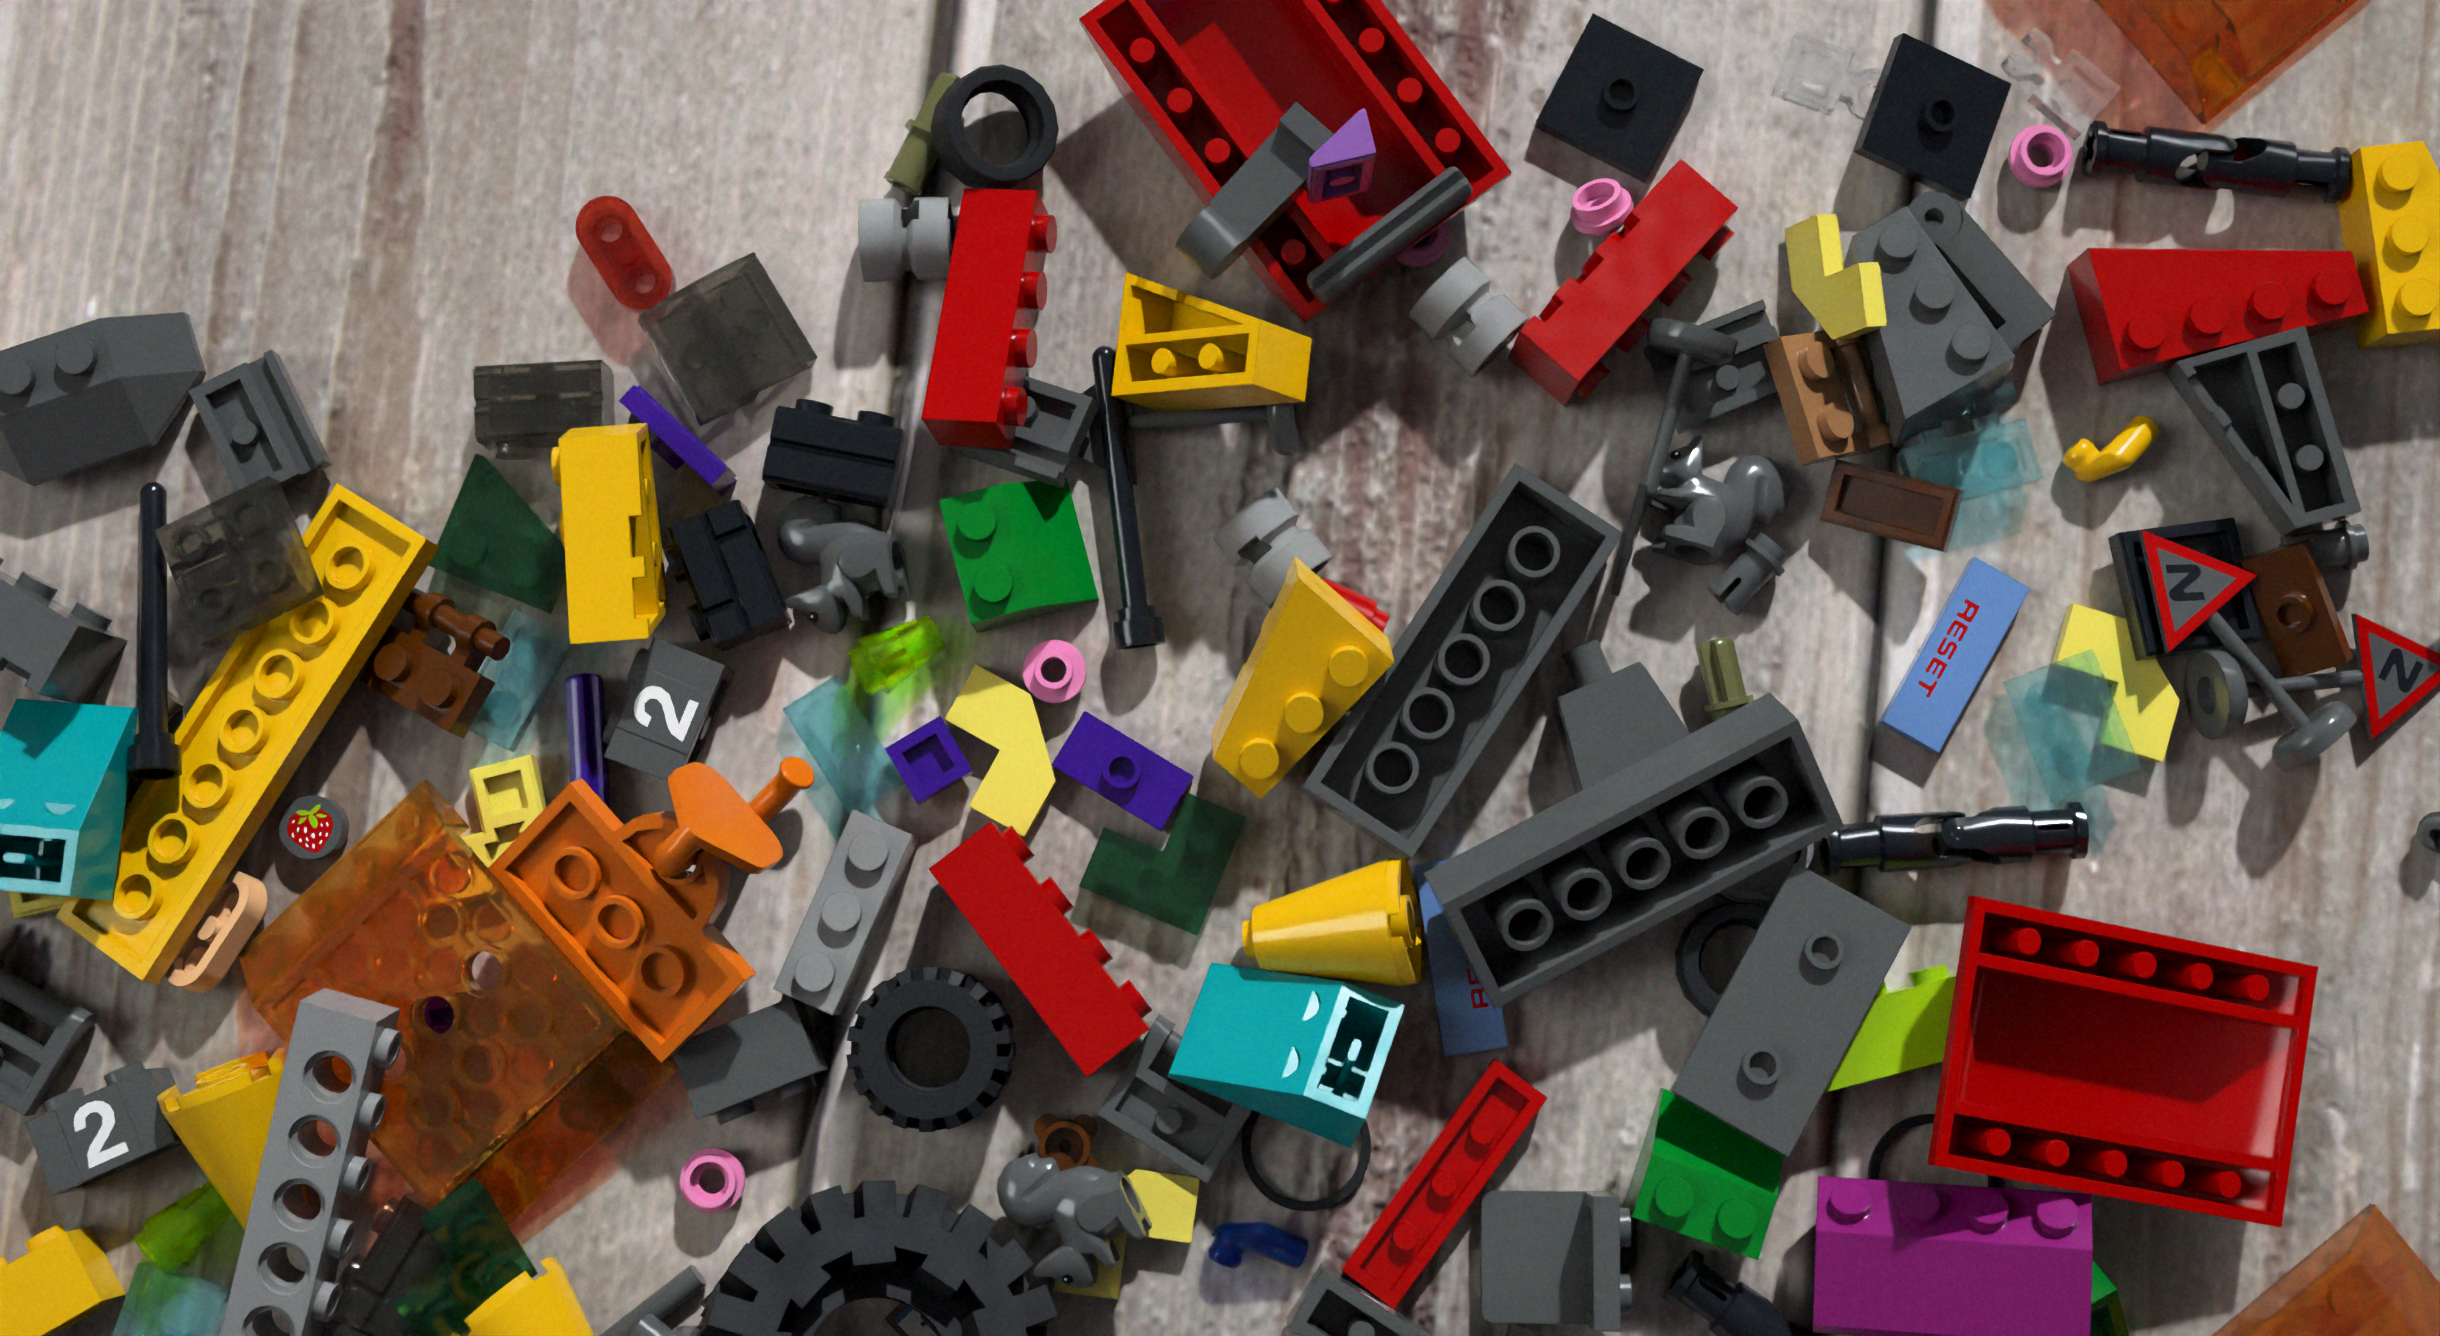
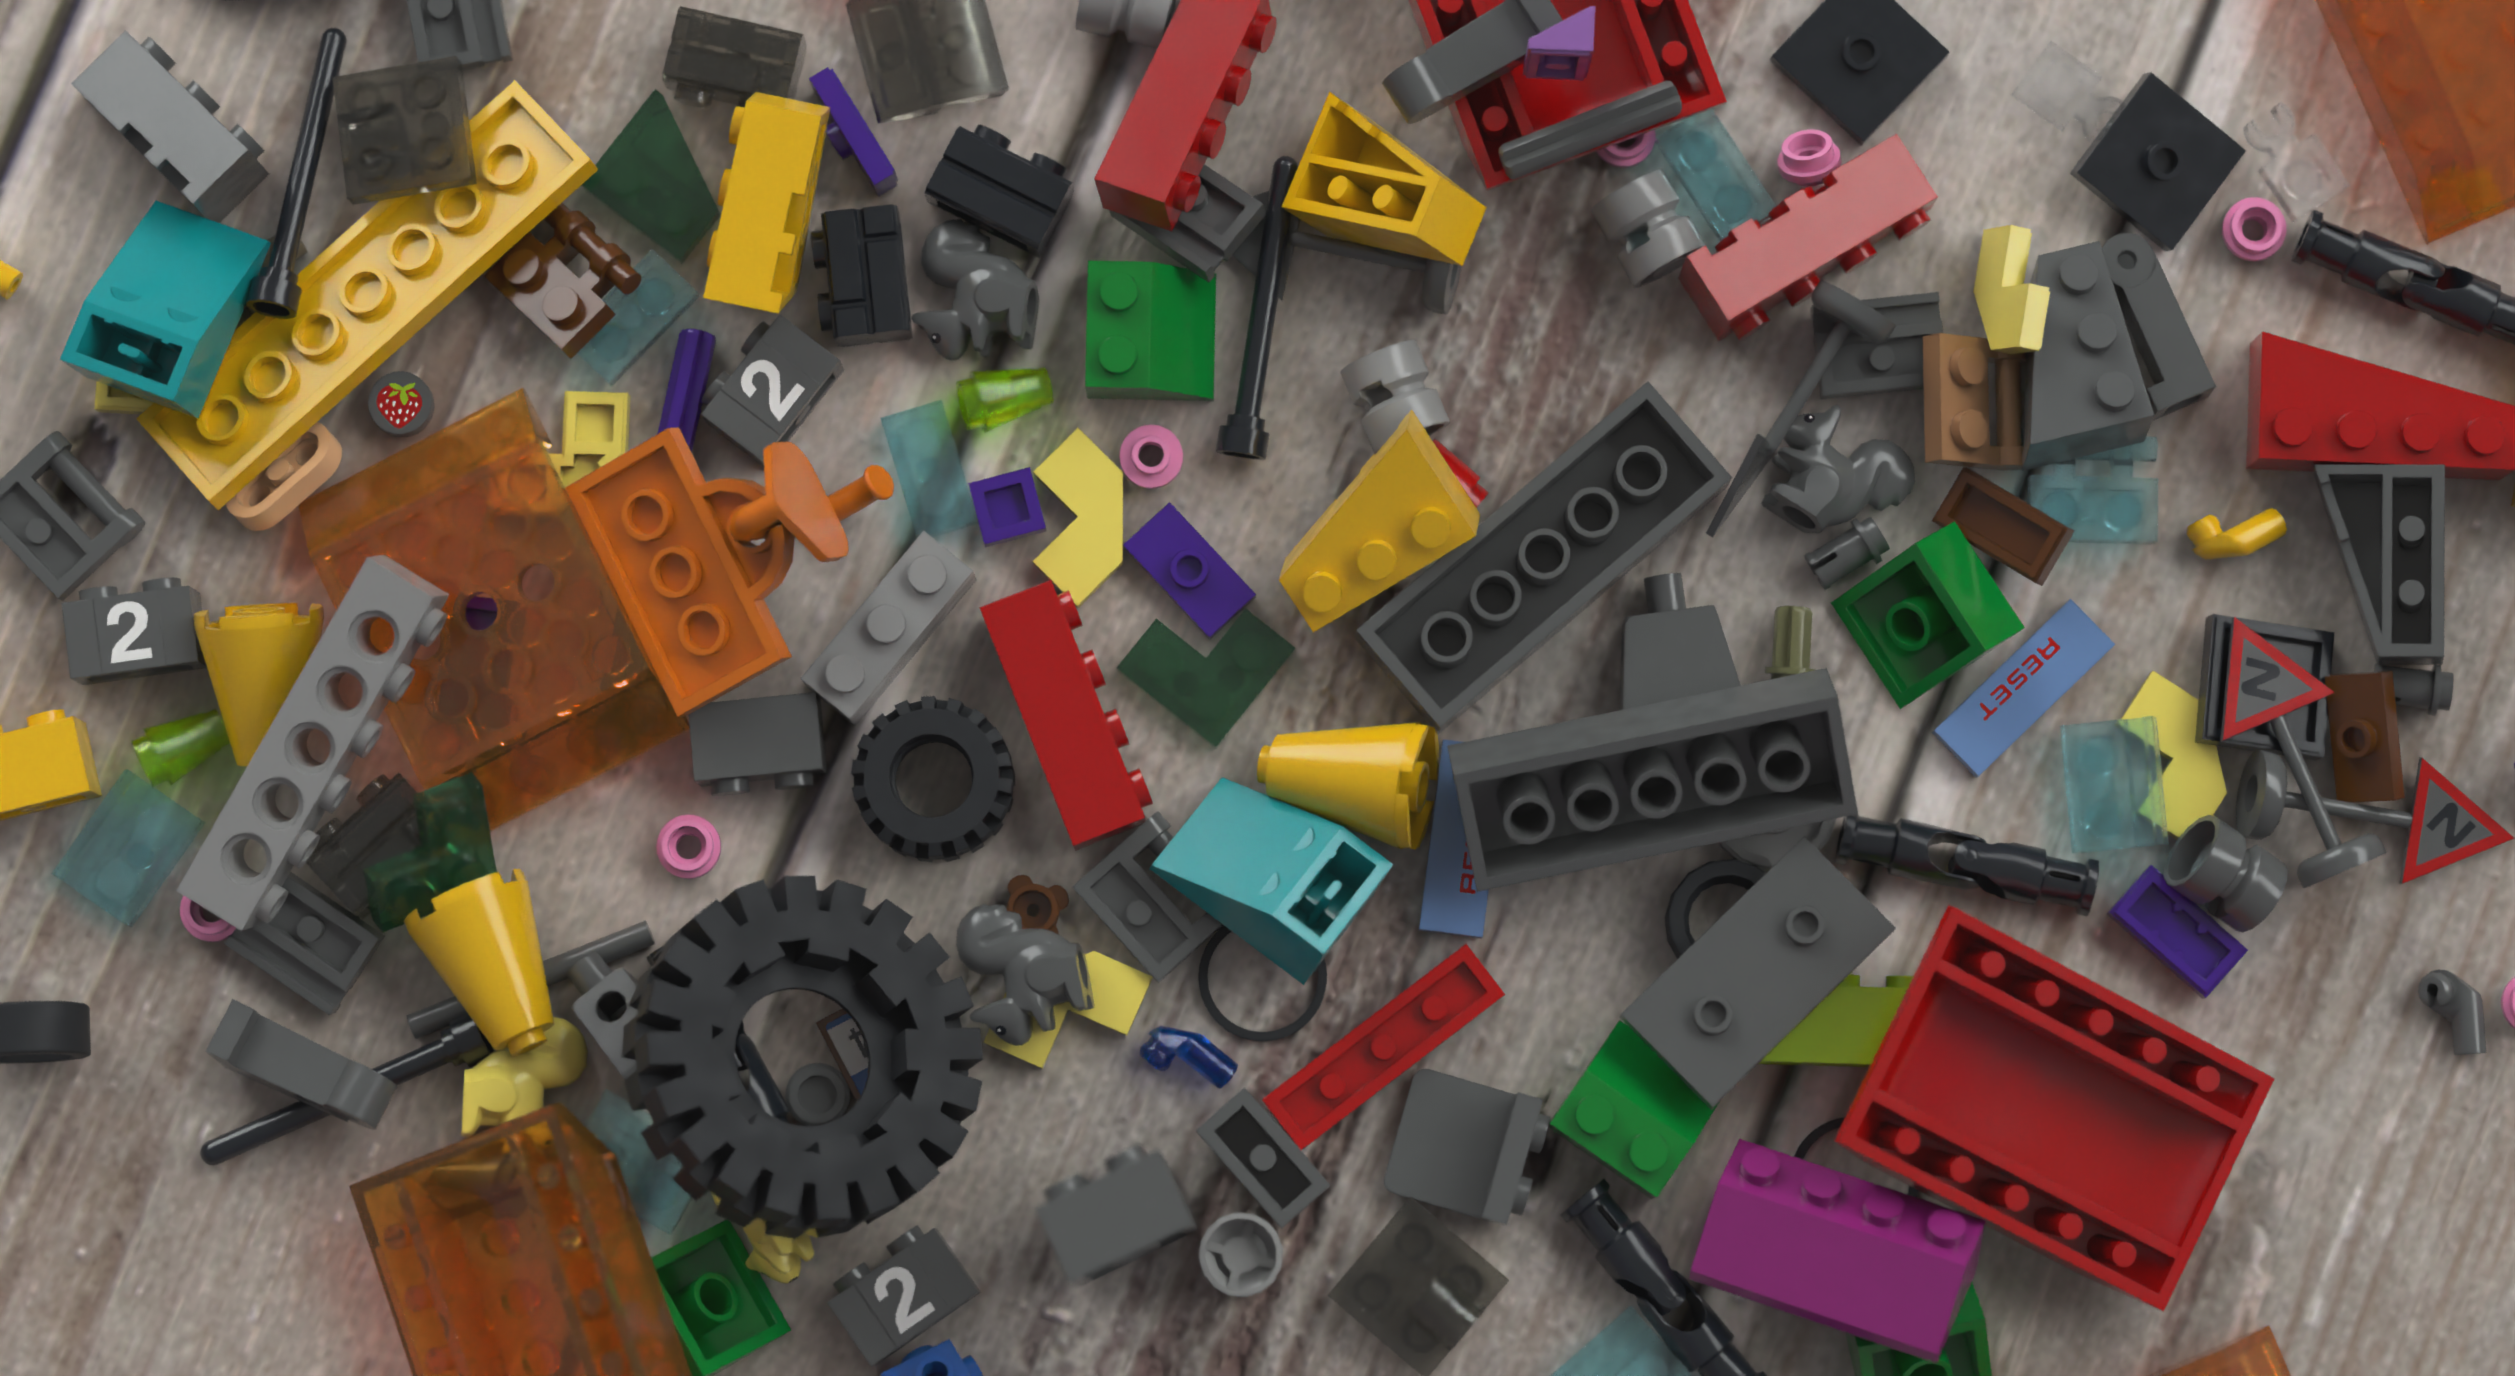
camera: 15 degrees right, 0 degrees up
(1516, 247) = (1714, 173): none -> clear light blue plate
(1844, 612) = (1927, 614): none -> green slope
(2173, 848) = (2177, 932): none -> dark purple plate
(2208, 780) = (2216, 869): none -> dark grey wheel

